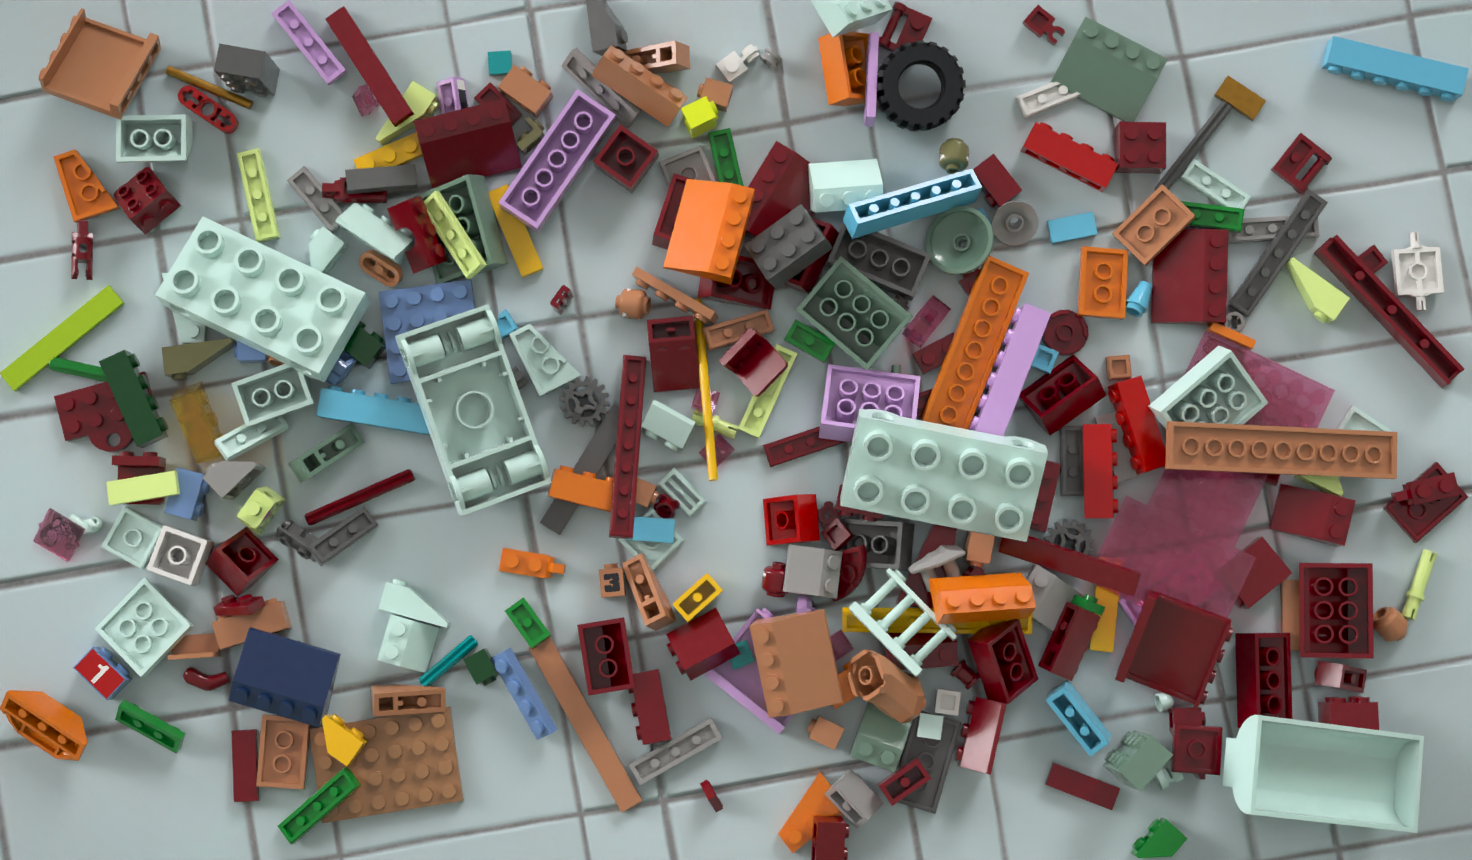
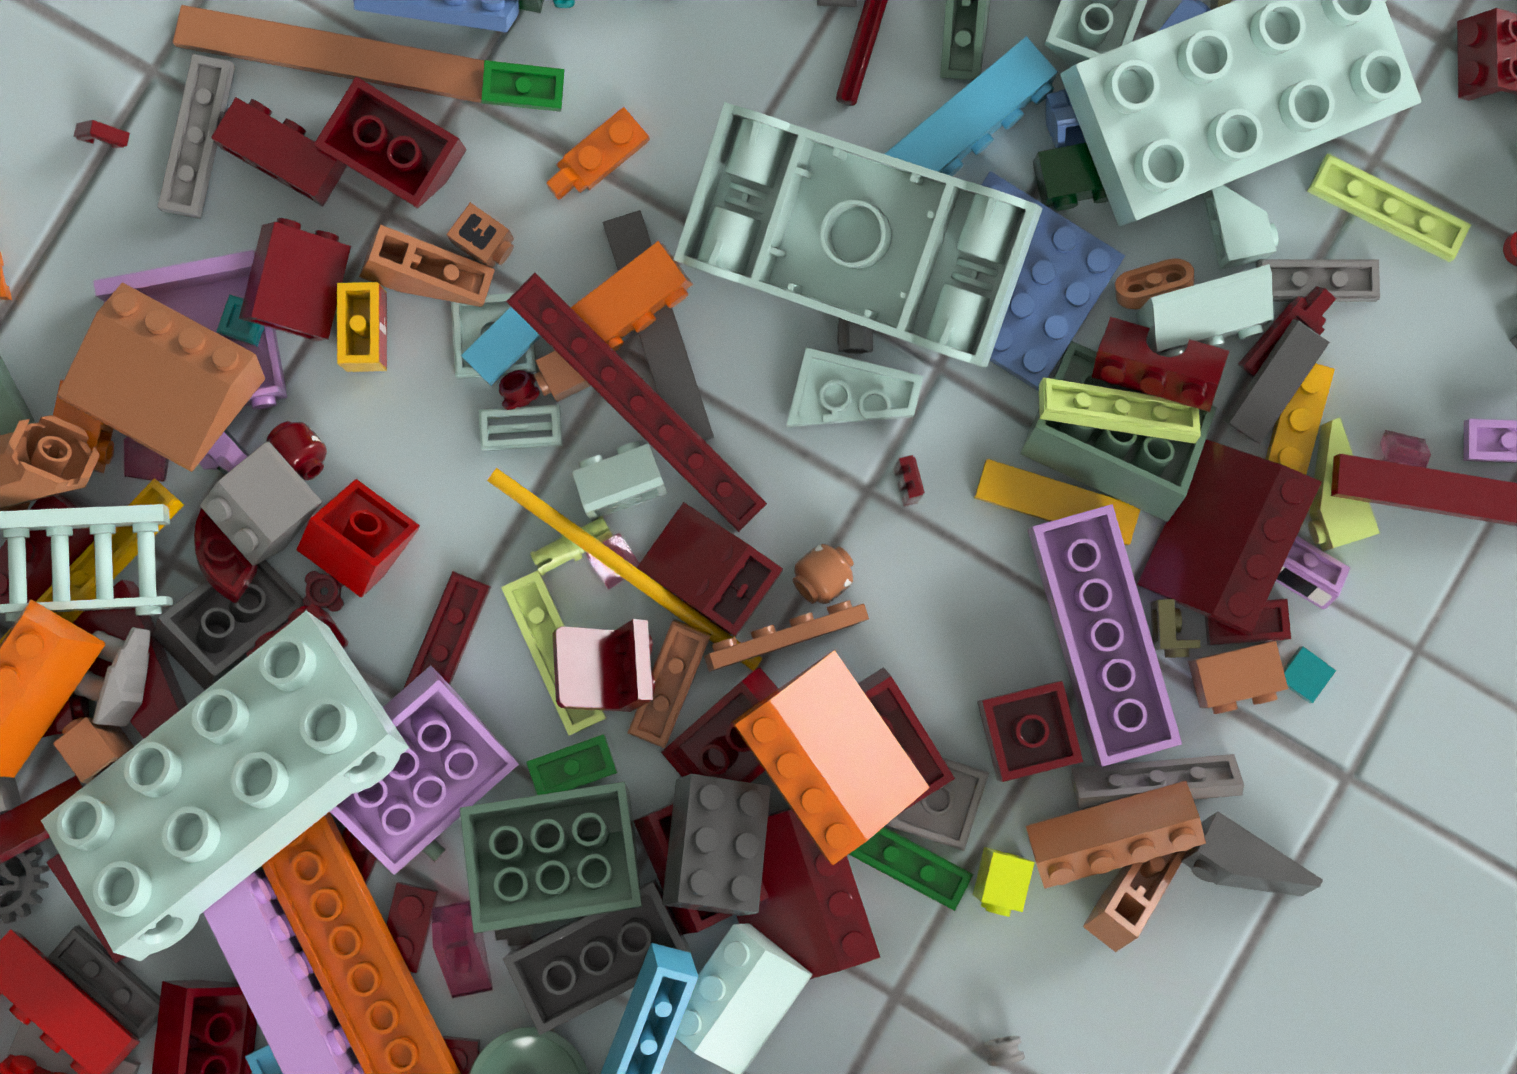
camera: 130 degrees right, 0 degrees up
(506, 324) = (939, 383): medium azure tile -> none
(579, 411) = (765, 392): dark grey gear -> none
(717, 92) = (1018, 933): nougat brick -> none
(722, 448) = (530, 528): clear pink slope -> none
(733, 66) = (1038, 989): white plate -> none
(825, 732) = (47, 345): nougat brick -> none
(837, 534) = (284, 580): dark red plate -> none

